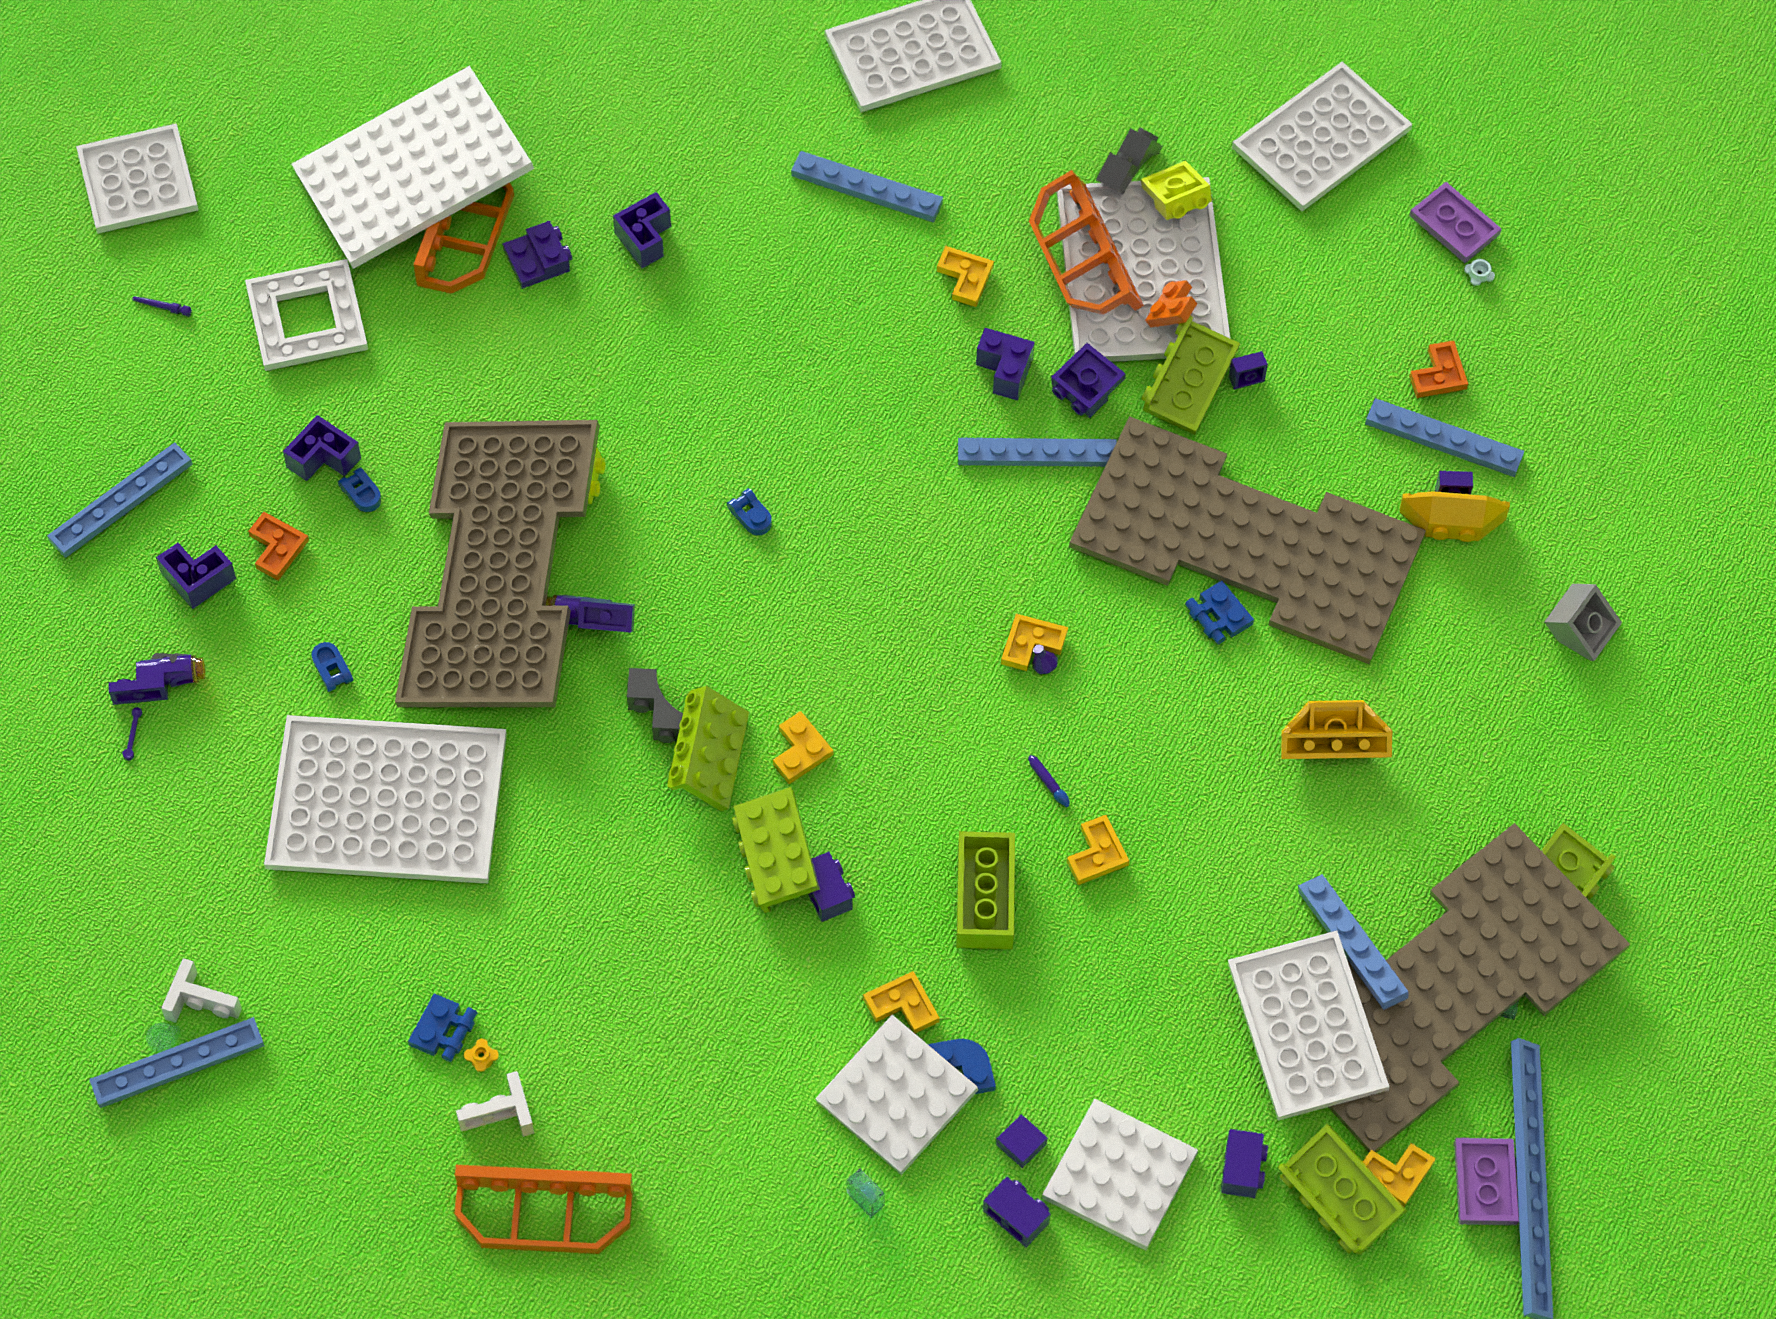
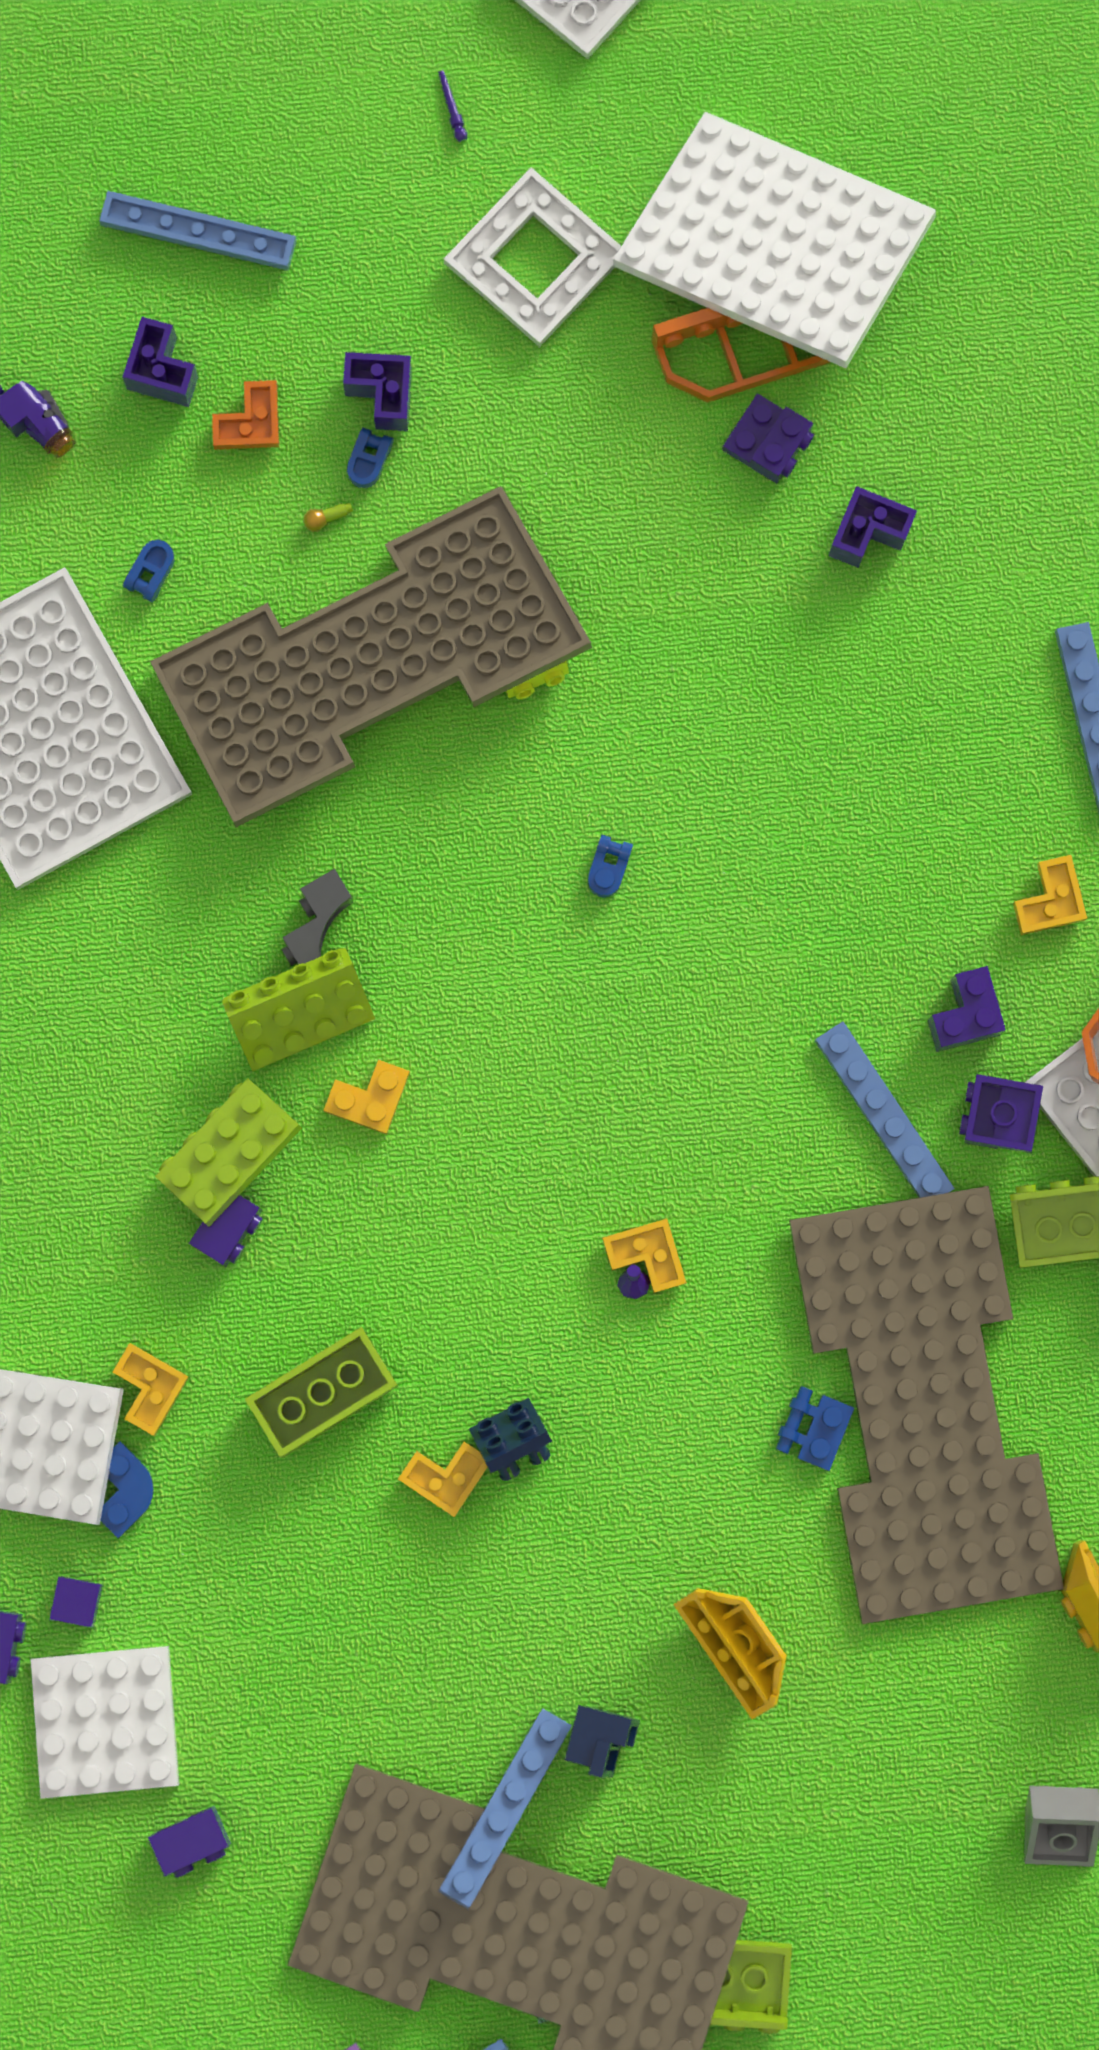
camera: 55 degrees right, 20 degrees up
(377, 546) = (317, 519): none -> piece
(596, 613) = (374, 787): dark purple plate -> none
(1059, 794) = (489, 1394): dark purple piece -> none
(1099, 791) = (510, 1437): none -> dark blue plate
(1308, 1025) = (377, 1819): white plate -> none
(1341, 1191) = (219, 1961): lime bracket -> none
(1343, 855) = (598, 1739): none -> dark blue plate
(1404, 1176) = (274, 2012): yellow plate -> none

